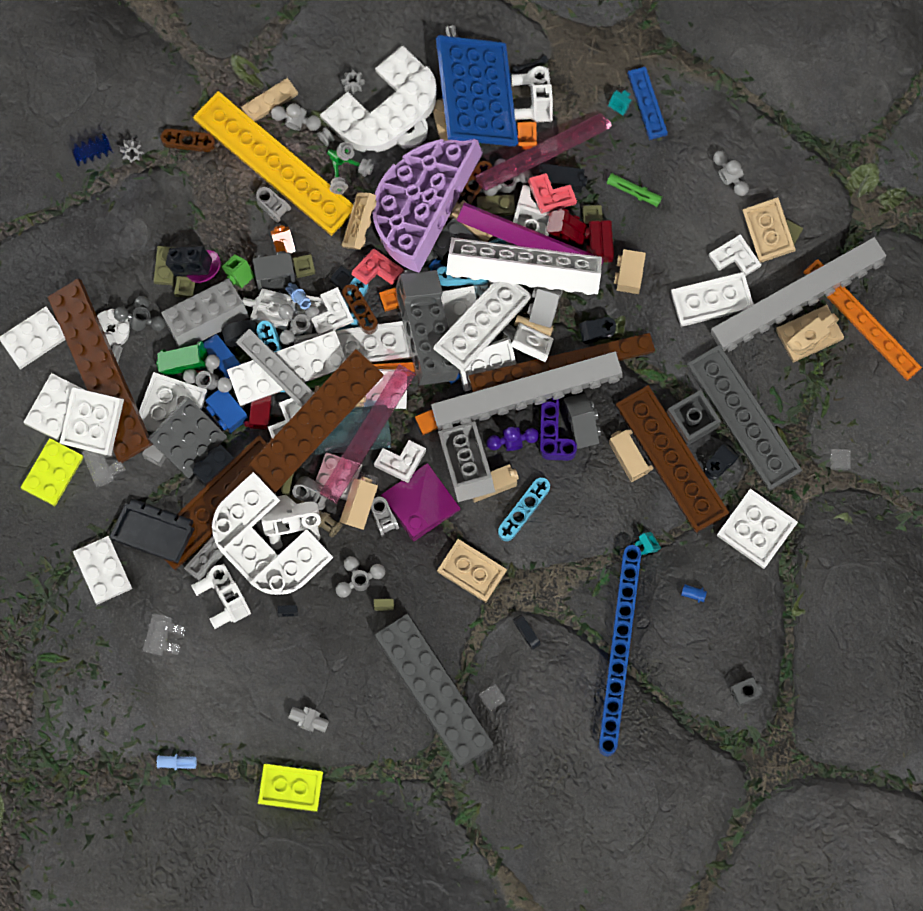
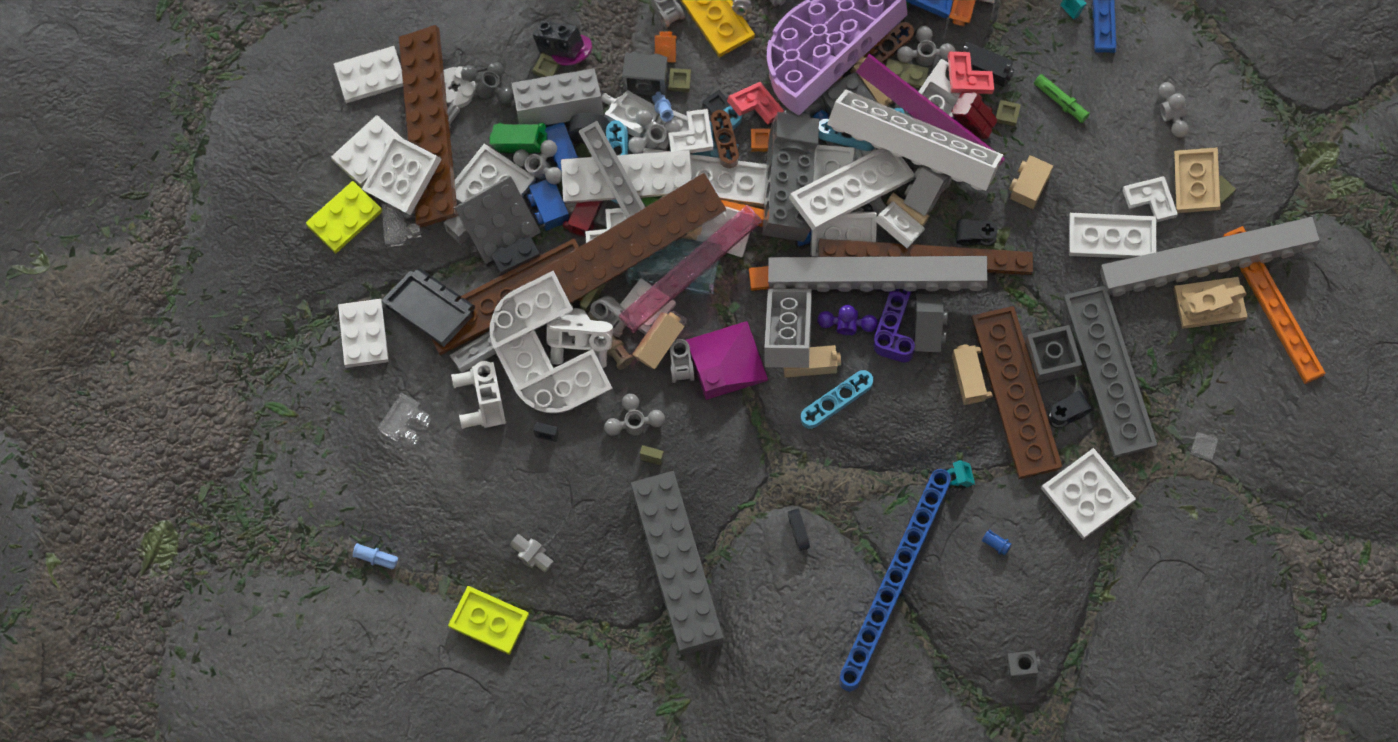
camera: 20 degrees right, 5 degrees down
(162, 273) = (527, 47): olive plate -> none
(238, 271) = (607, 64): bright green brick -> none
(359, 221) = (752, 47): tan plate -> none
(403, 465) = (720, 315): white plate -> none
(472, 570) = (759, 447): tan plate -> none
(492, 697) = (739, 589): clear tile -> none
(542, 152) = (973, 30): clear pink tile -> none
(600, 239) = (1008, 139): dark red brick -> none

